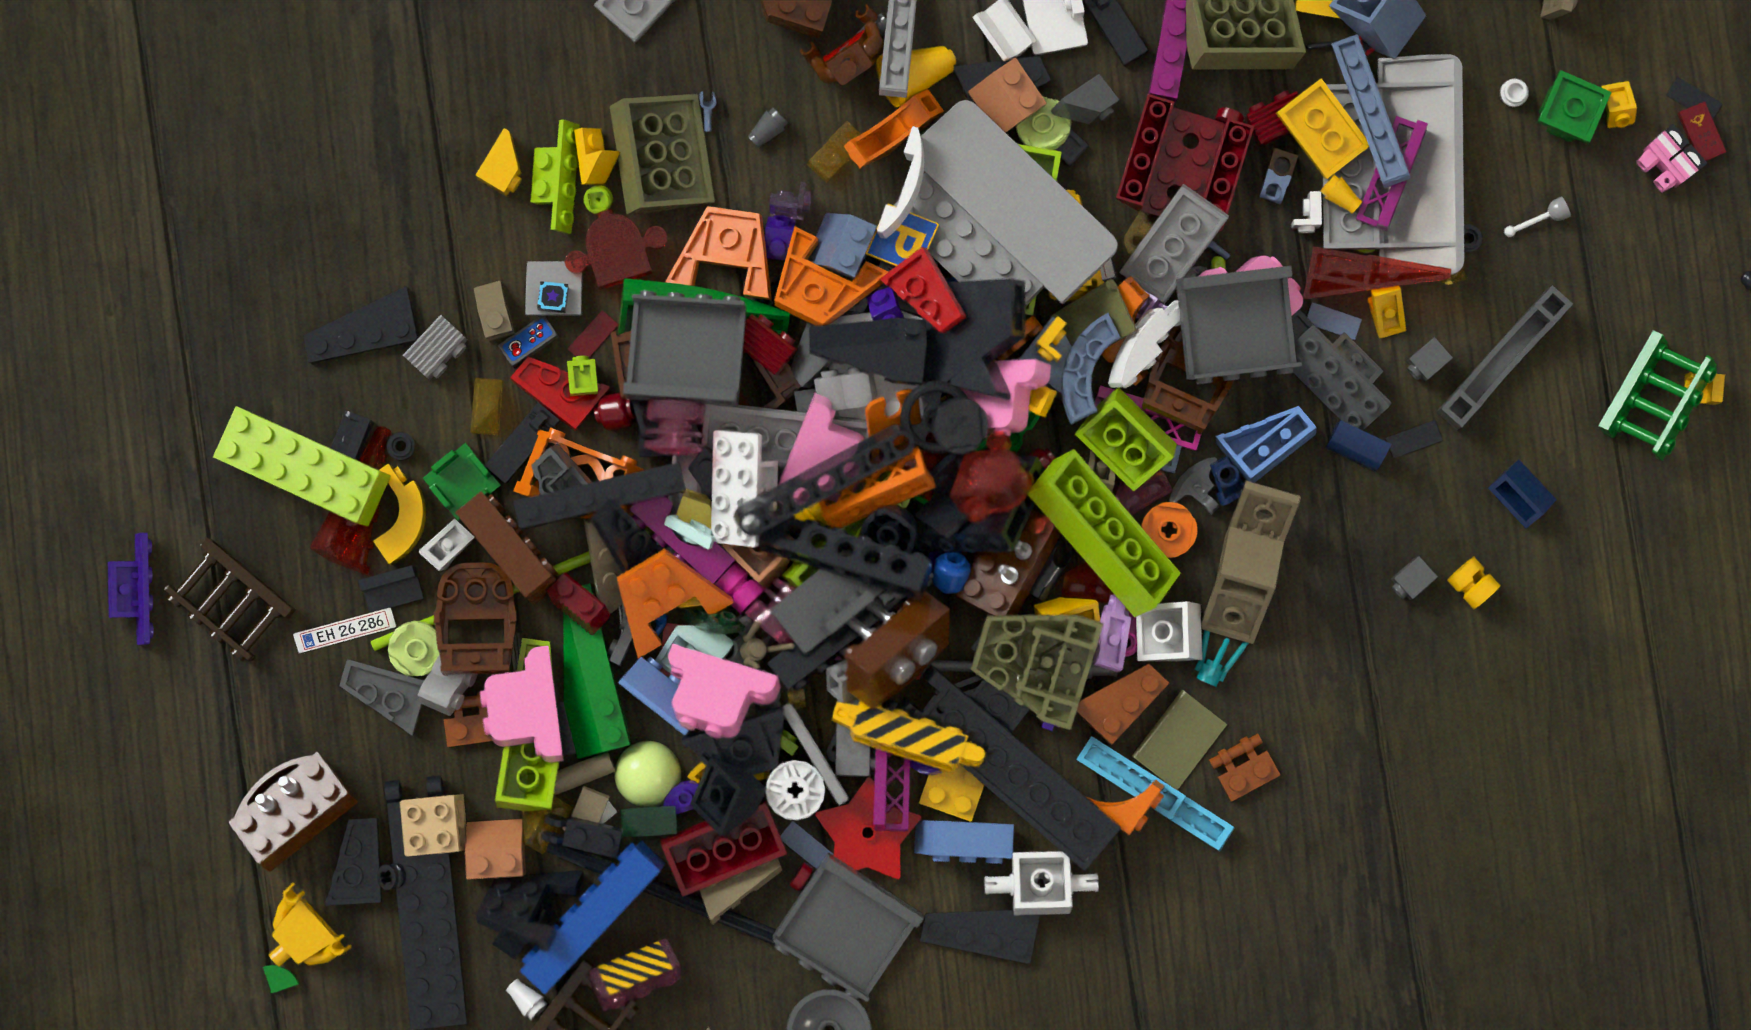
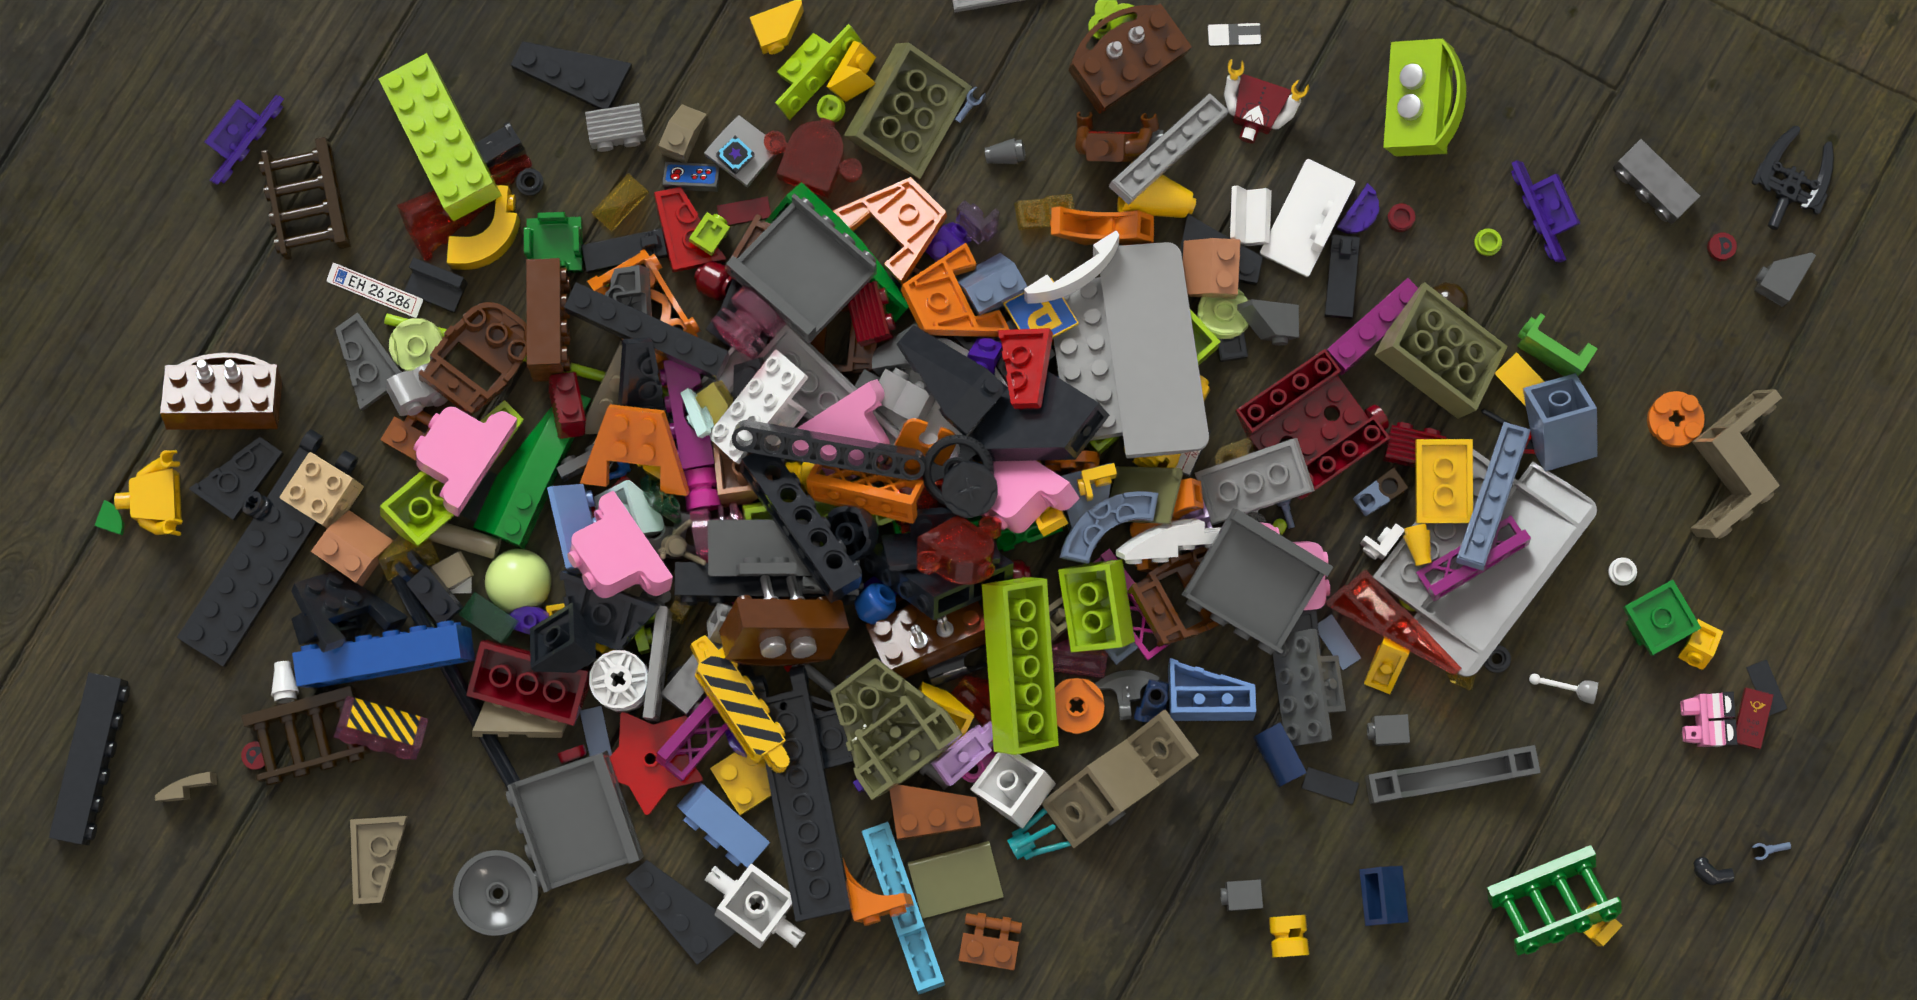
camera: 40 degrees right, 5 degrees down
(446, 545) = (501, 283): white slope -> none
(984, 378) = (1017, 466): black slope -> none

